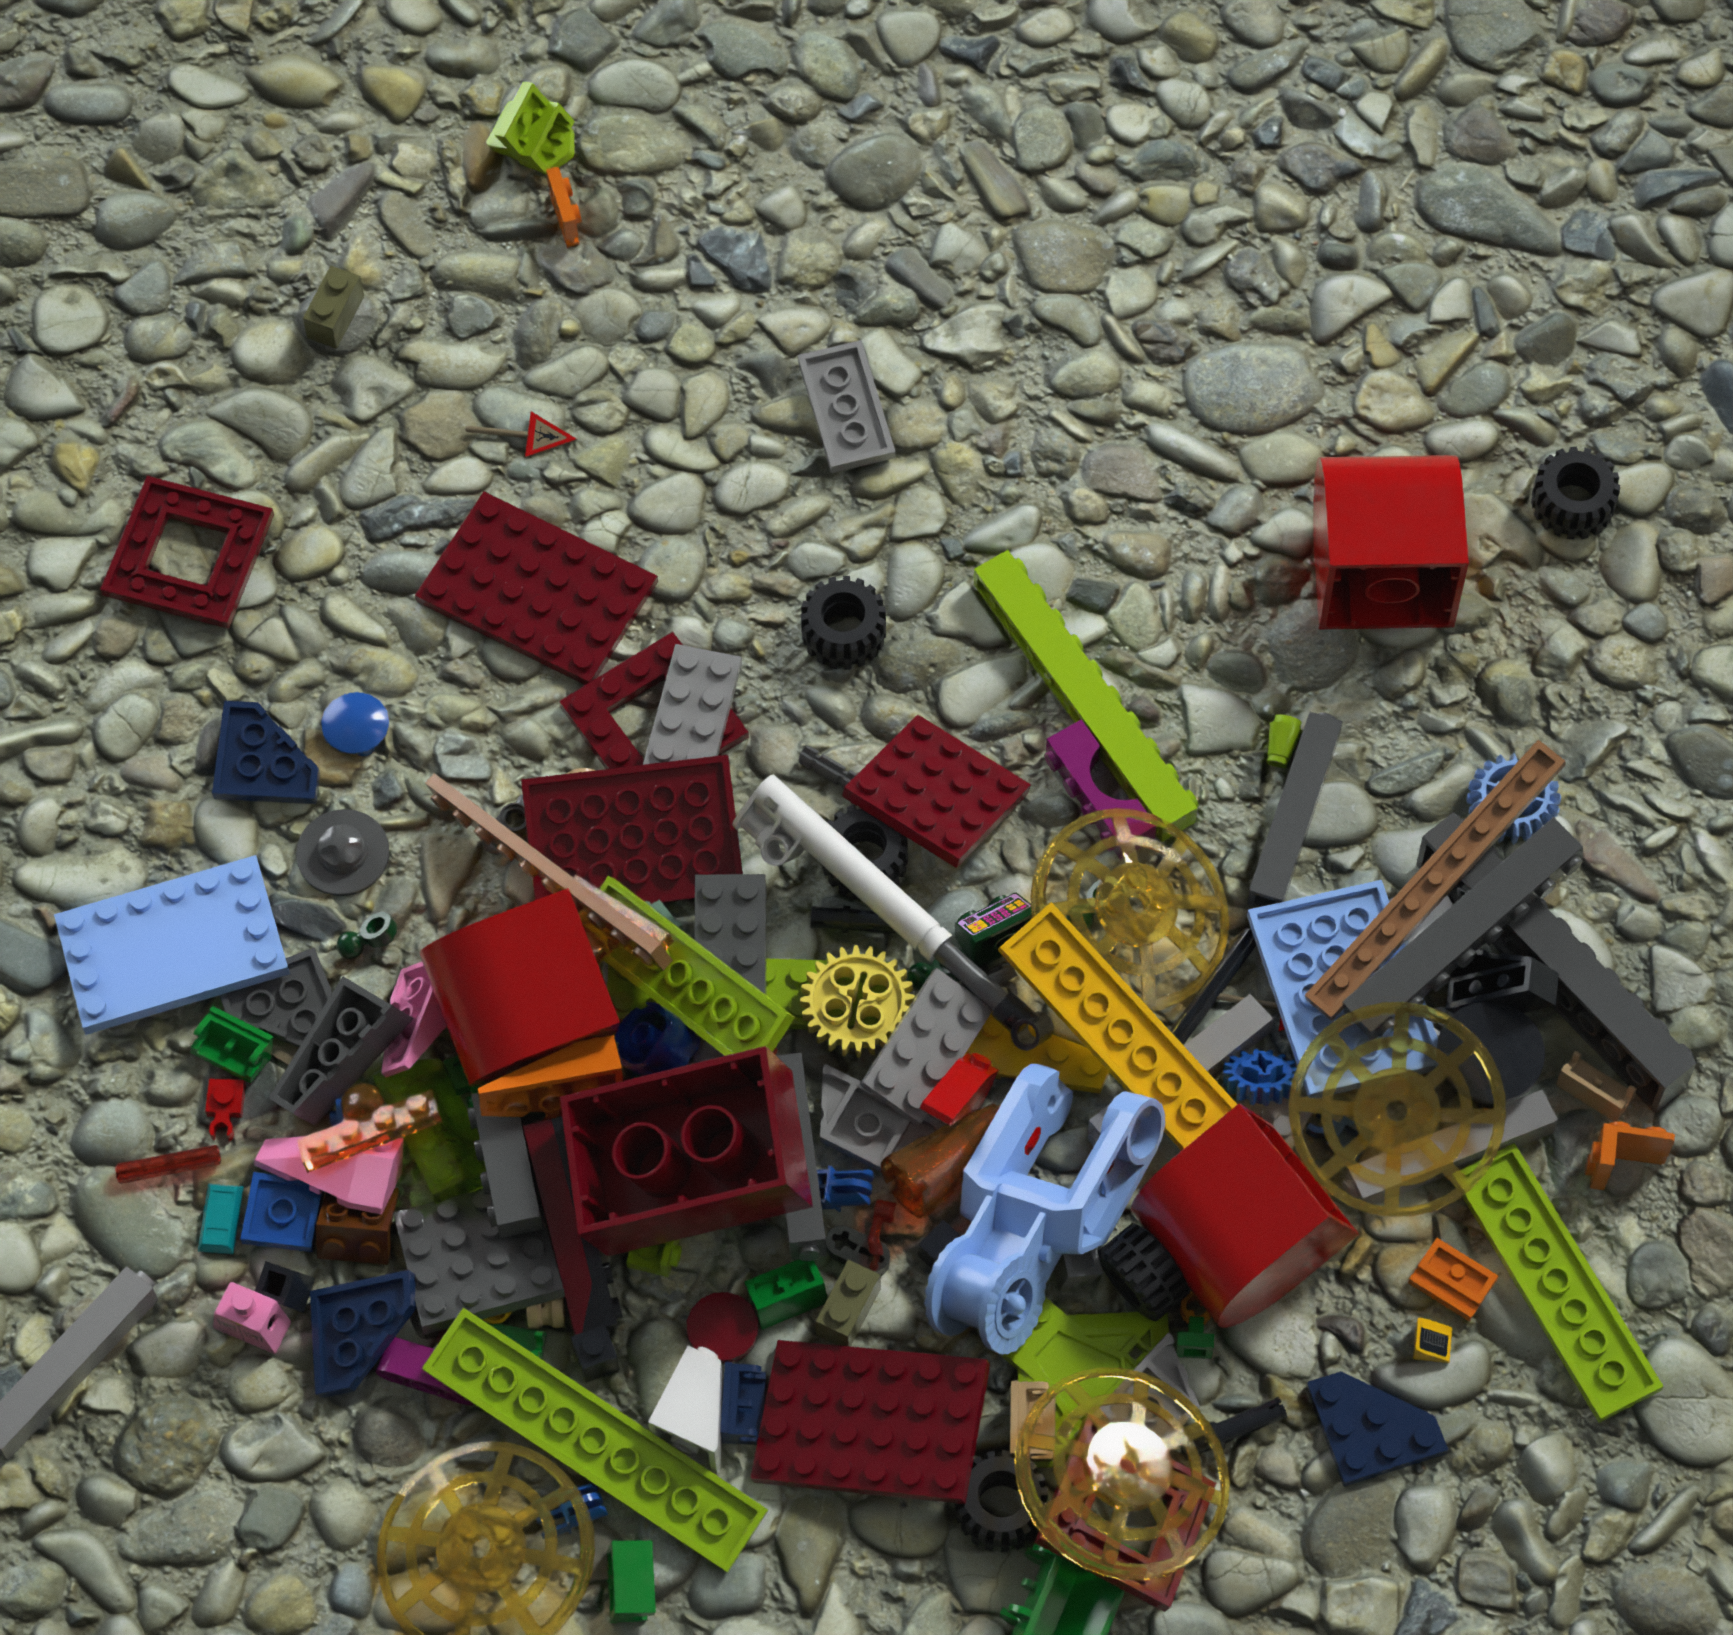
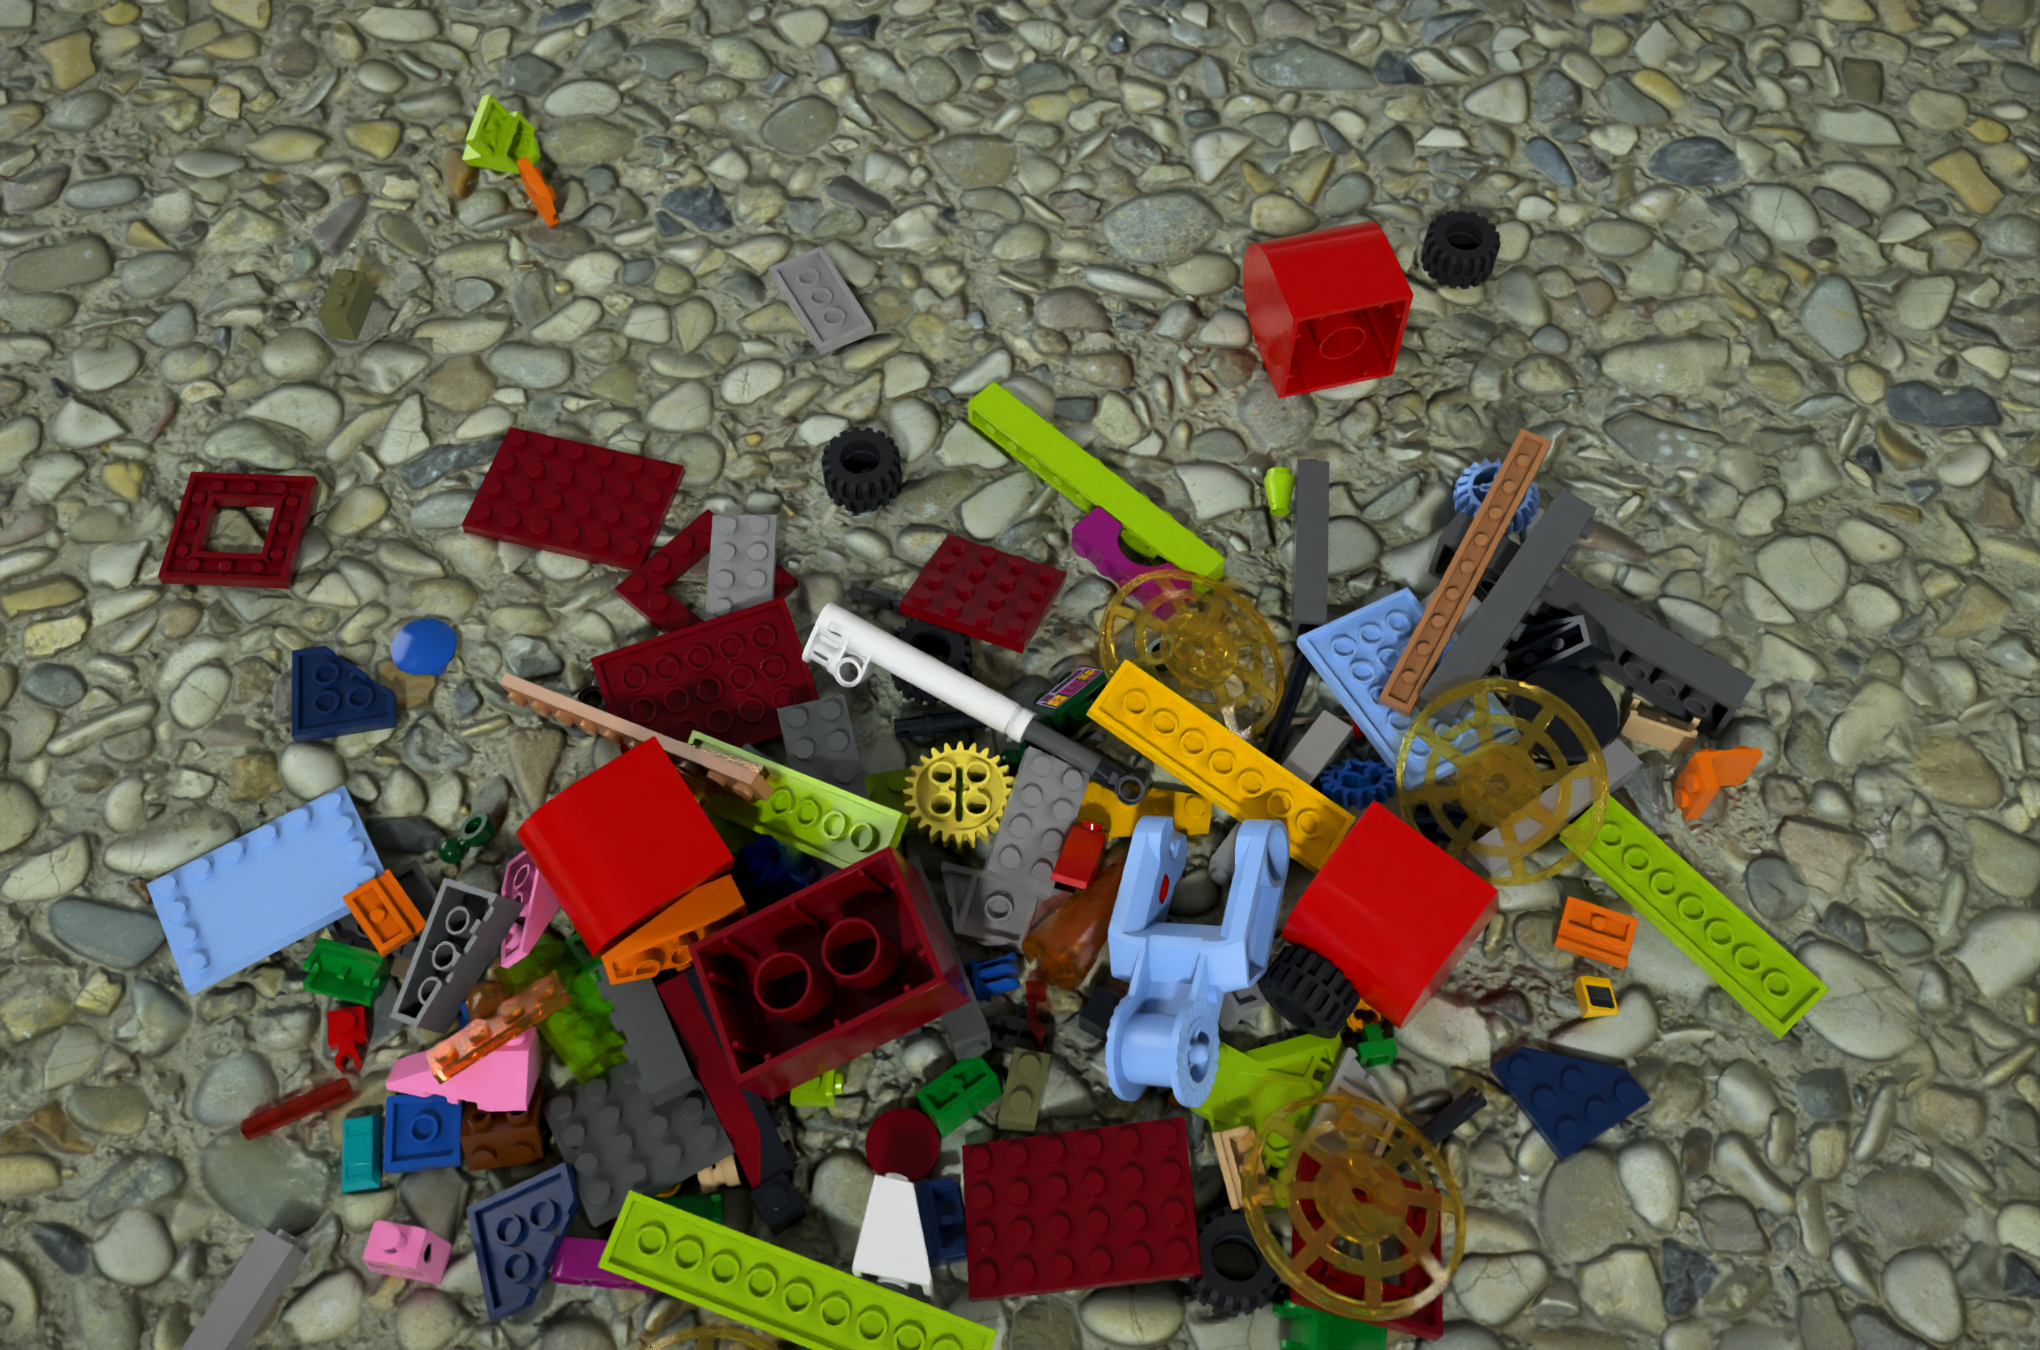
camera: 15 degrees left, 5 degrees down
(279, 996) = (385, 913): none -> orange plate
(285, 1286) = (437, 1210): black brick -> none
(342, 852) = (431, 766): dark grey hat -> none
(540, 435) = (553, 375): piece -> none

